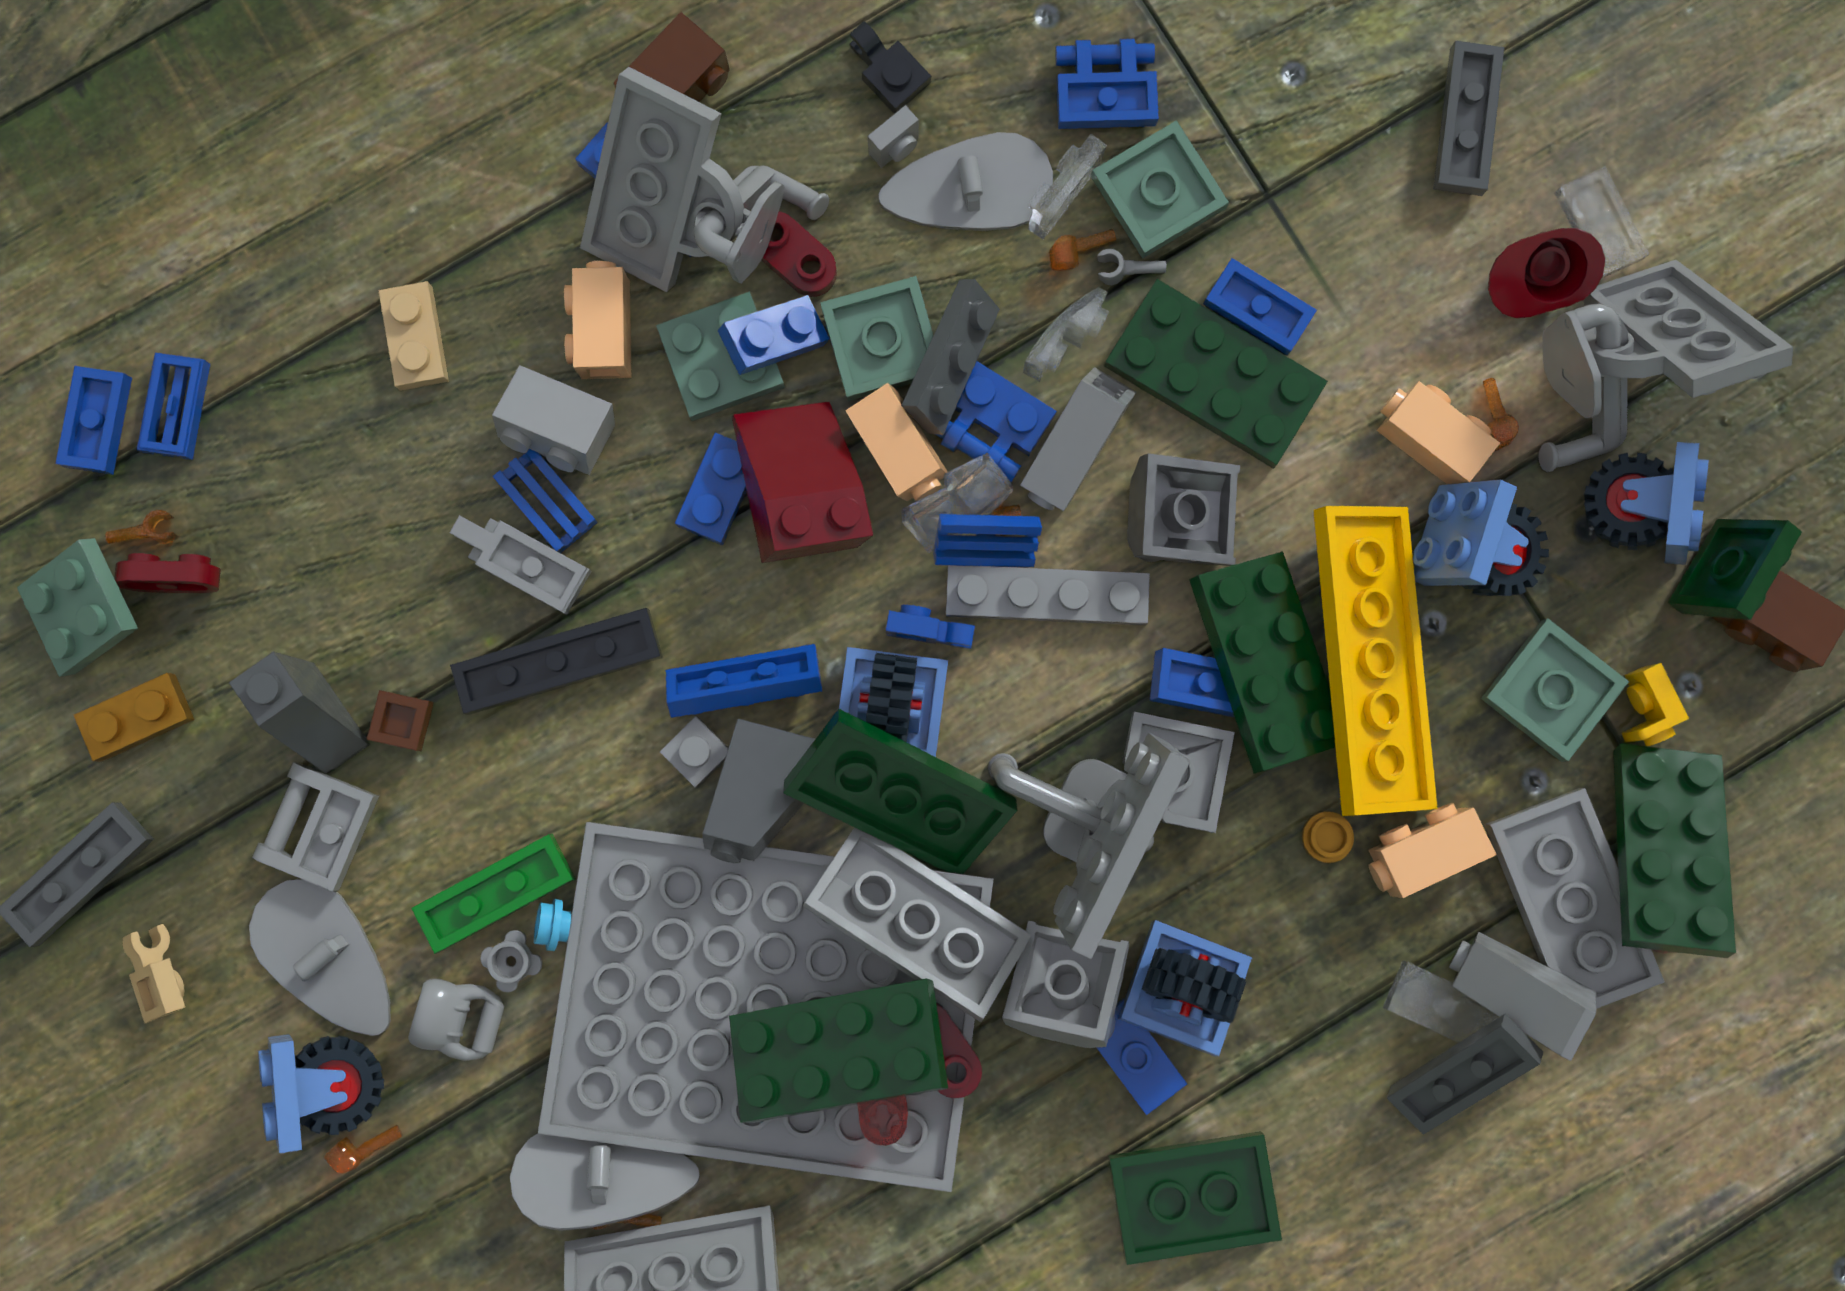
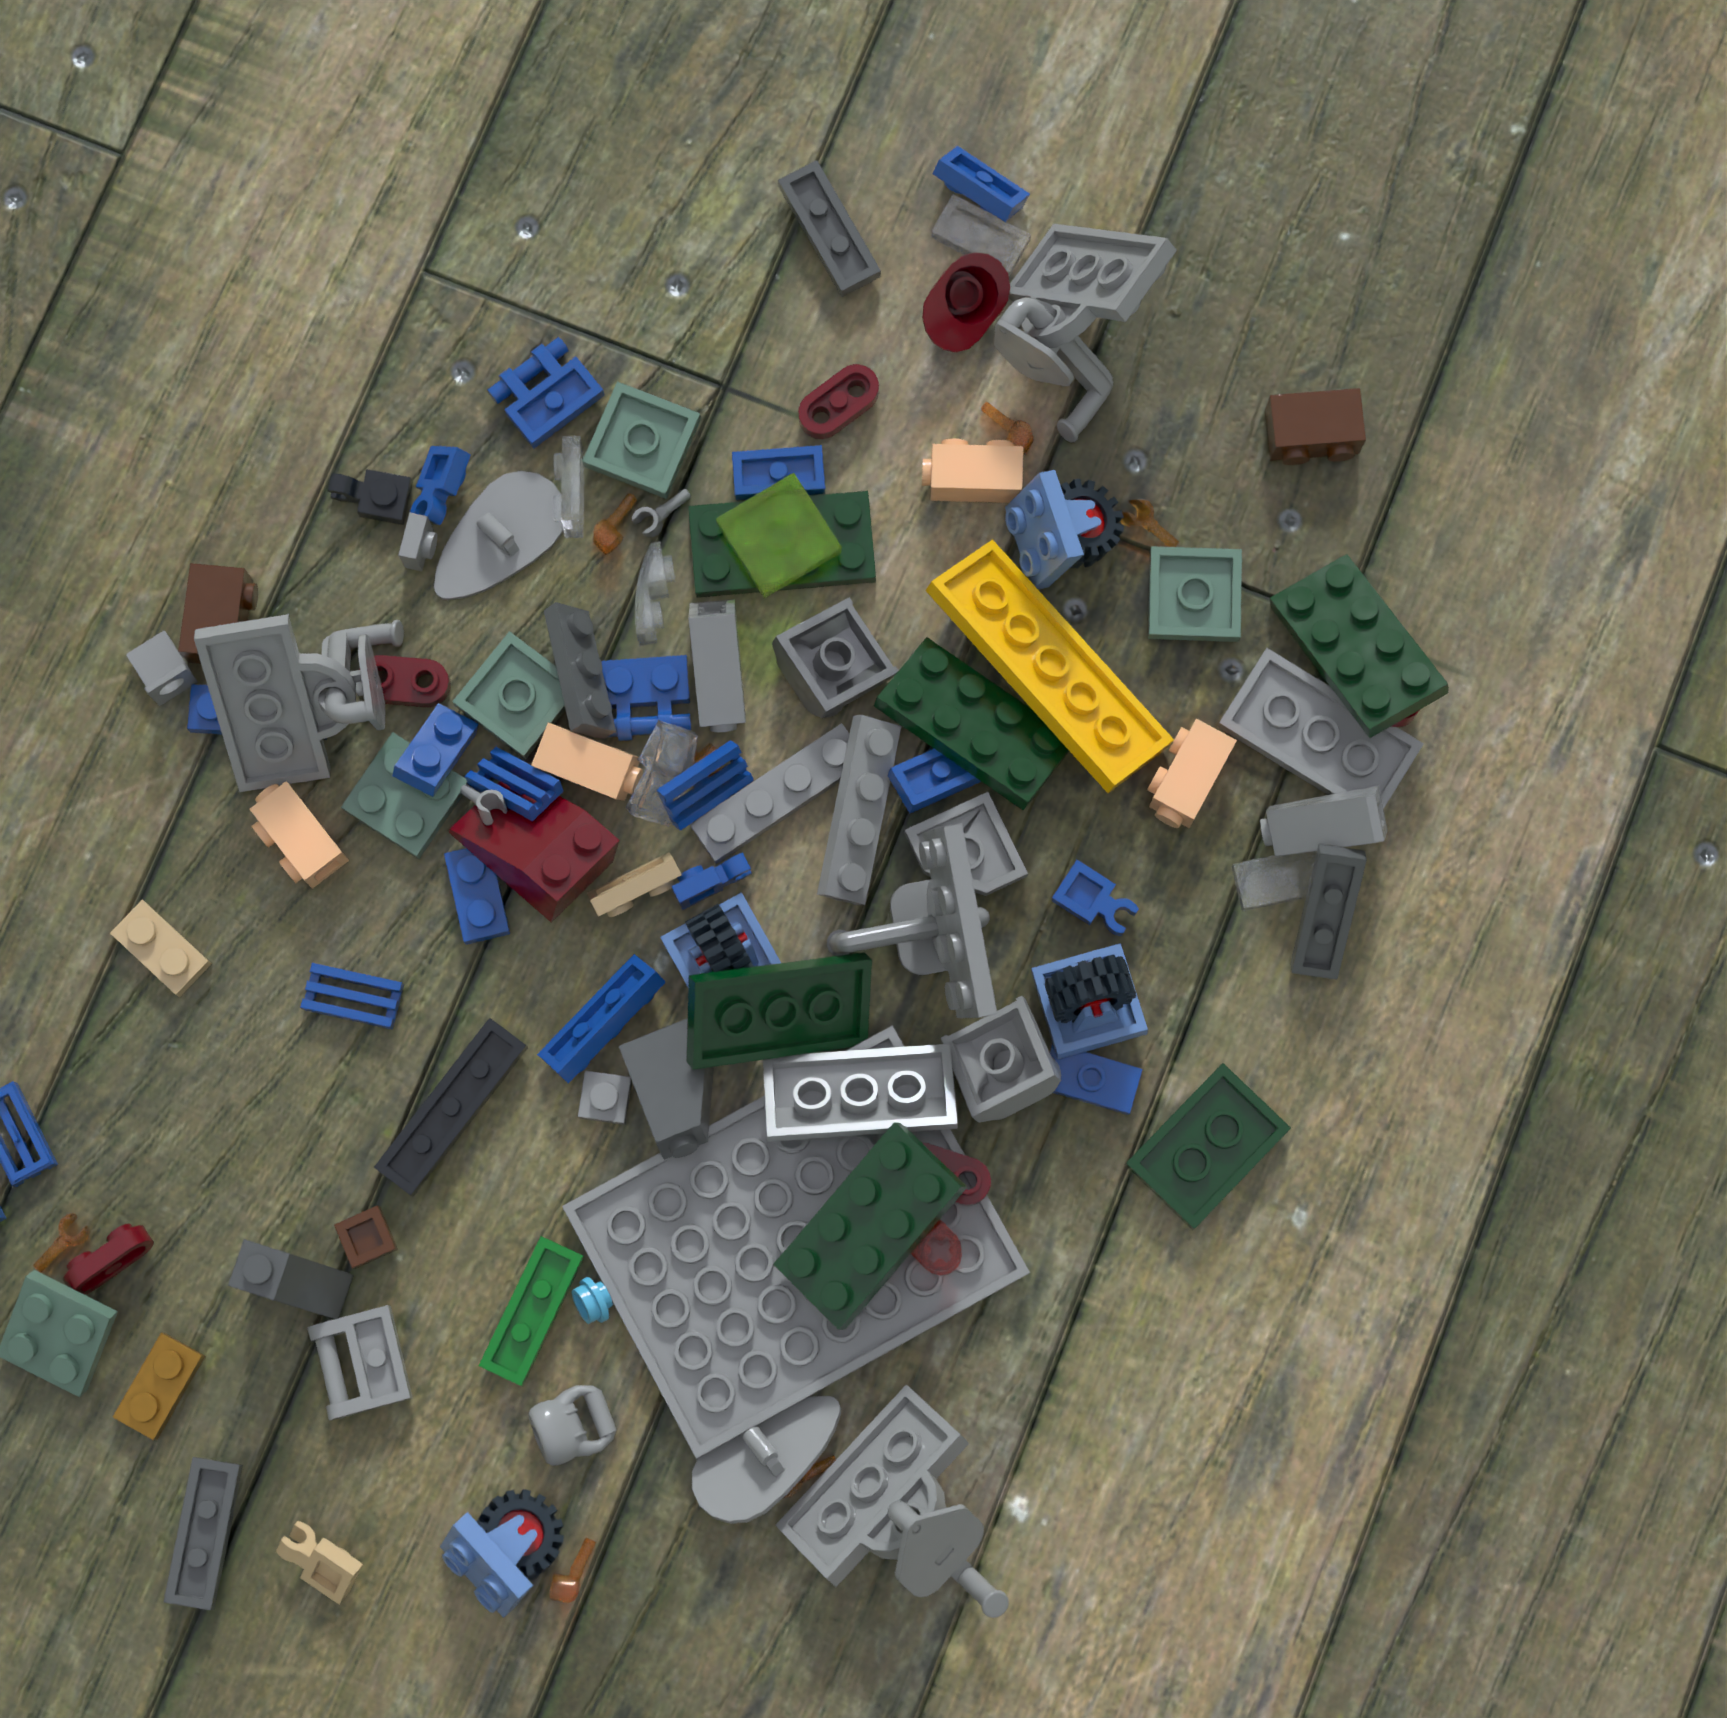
camera: 35 degrees left, 5 degrees down
(321, 955) = (434, 1456): light grey shield -> none
(496, 961) = (577, 1339): light grey plate -> none
(523, 562) = (371, 1053): light grey hinge -> none
(553, 421) = (317, 931): light grey brick -> none
(589, 89) = (161, 668): none -> light grey bracket
(781, 412) = (485, 802): none -> light grey hand
(812, 389) = (520, 778): none -> blue tile
(838, 581) = (618, 894): none -> tan plate
(956, 96) = (440, 478): none -> blue plate
(1107, 663) = (859, 810): none -> light grey plate
(1218, 363) = (779, 535): none -> clear neon green plate
(1254, 891) = (1087, 895): none -> blue plate
(1327, 837) = (1111, 818): pearl gold plate -> none
(1358, 281) = (837, 403): none -> dark red plate
(1560, 589) = (1145, 519): none -> clear orange hand
(1641, 186) = (980, 183): none -> blue plate
(1642, 501) = (1155, 413): plate -> none
(1657, 700) = (1269, 547): yellow bracket -> none
(1735, 568) = (1253, 415): dark green plate -> none

